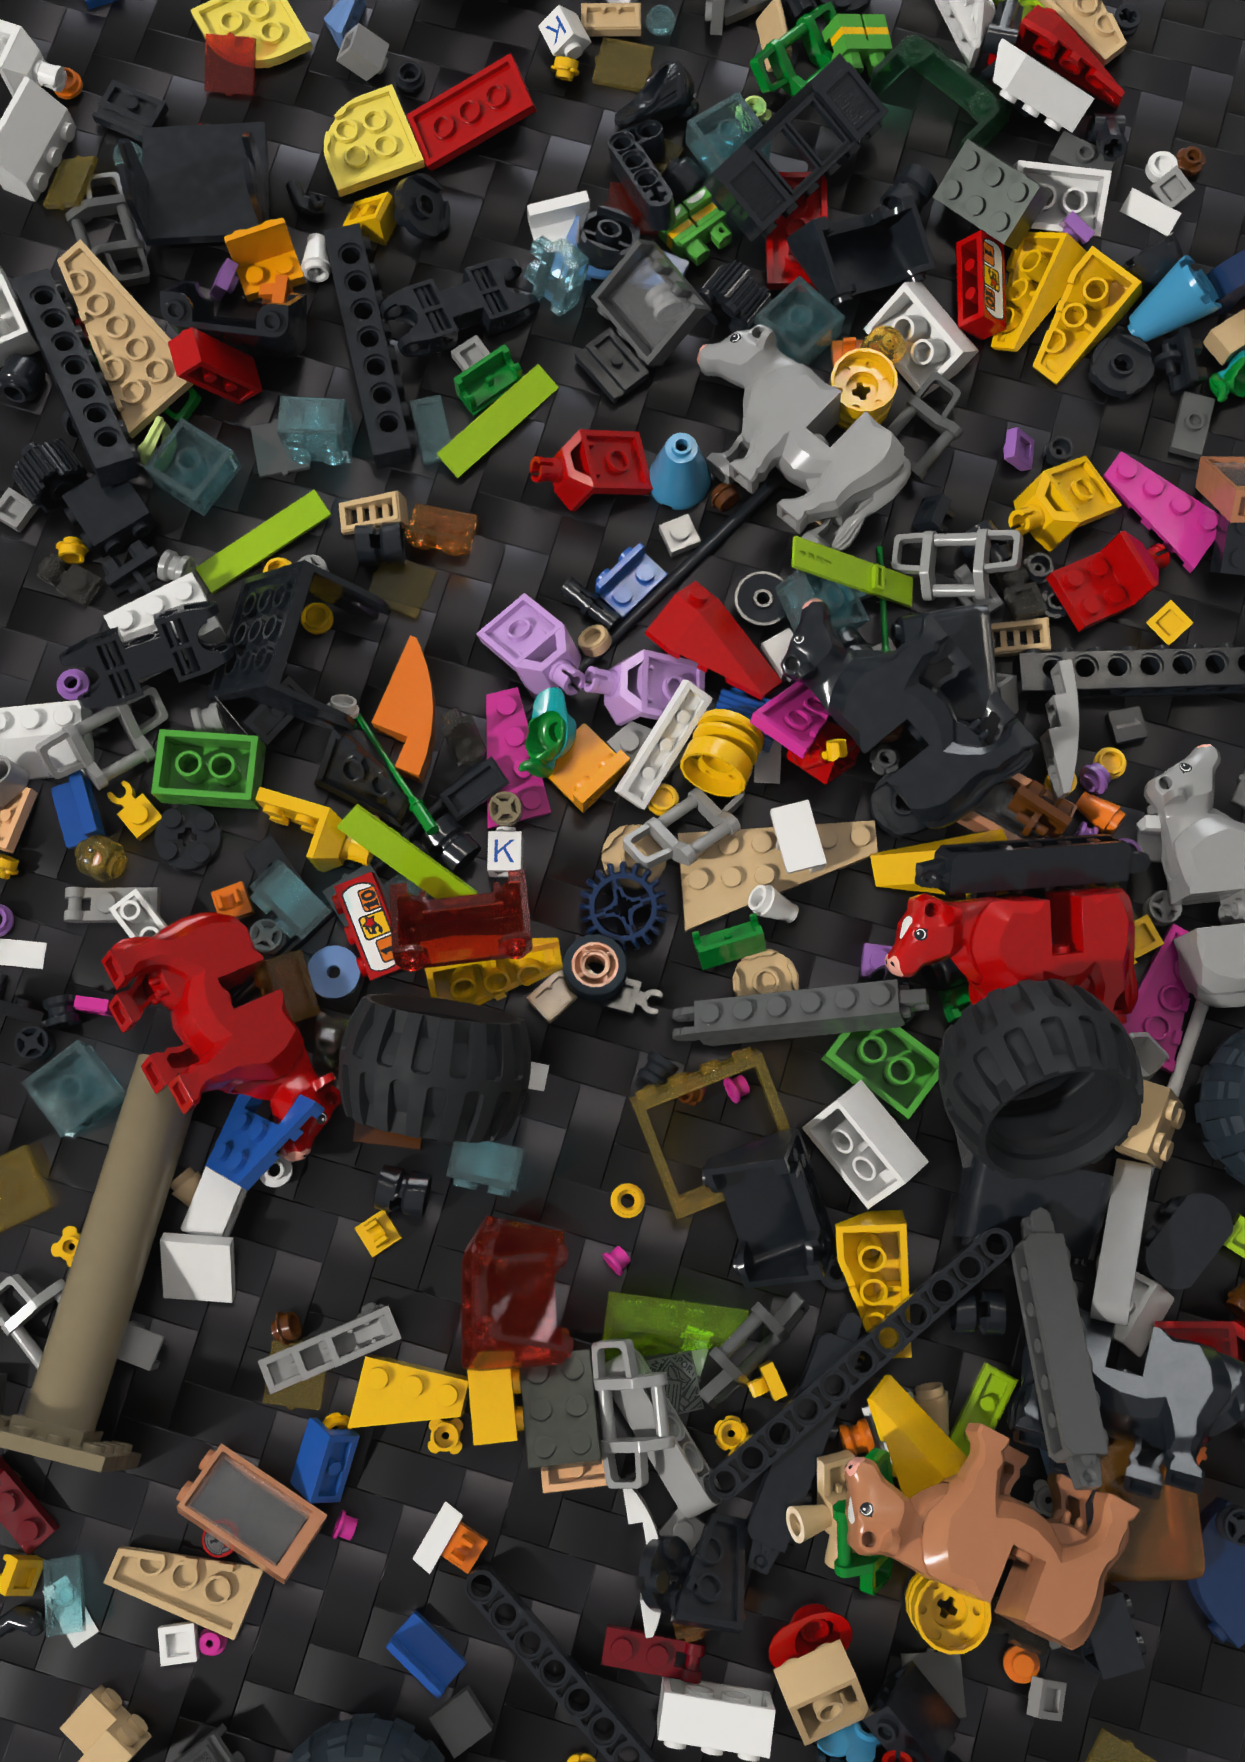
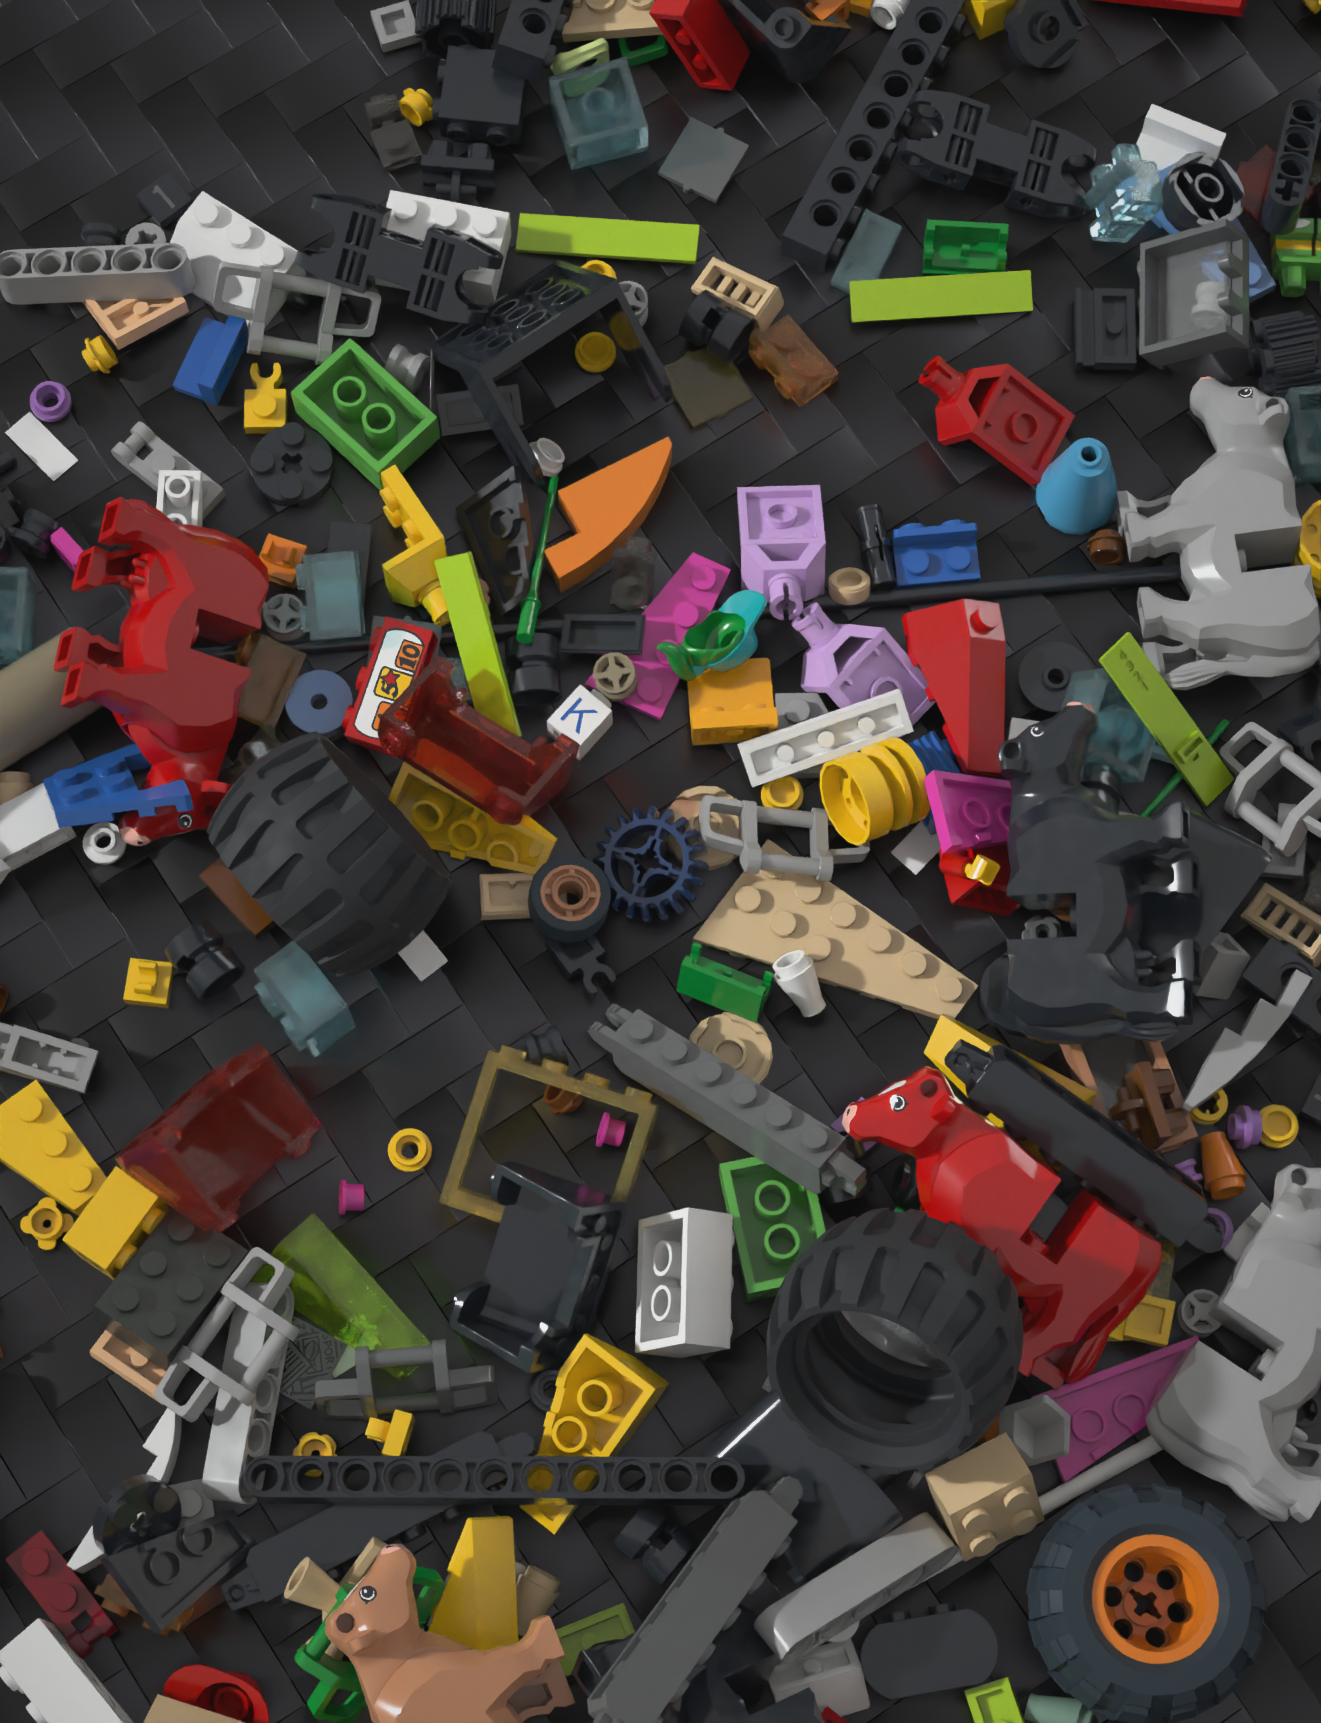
camera: 40 degrees right, 5 degrees down
(82, 686) = (305, 224): medium lavender plate -> none
(101, 858) = (194, 419): clear yellow head -> none
(174, 566) = (499, 195): light grey wheel -> none
(315, 430) = (747, 168): clear light blue brick -> none
(469, 353) = (970, 207): light grey plate -> none
(679, 535) = (1027, 550): plate -> none
(798, 837) = (878, 933): white panel -> none
(857, 1437) = (433, 1556): orange wheel -> none

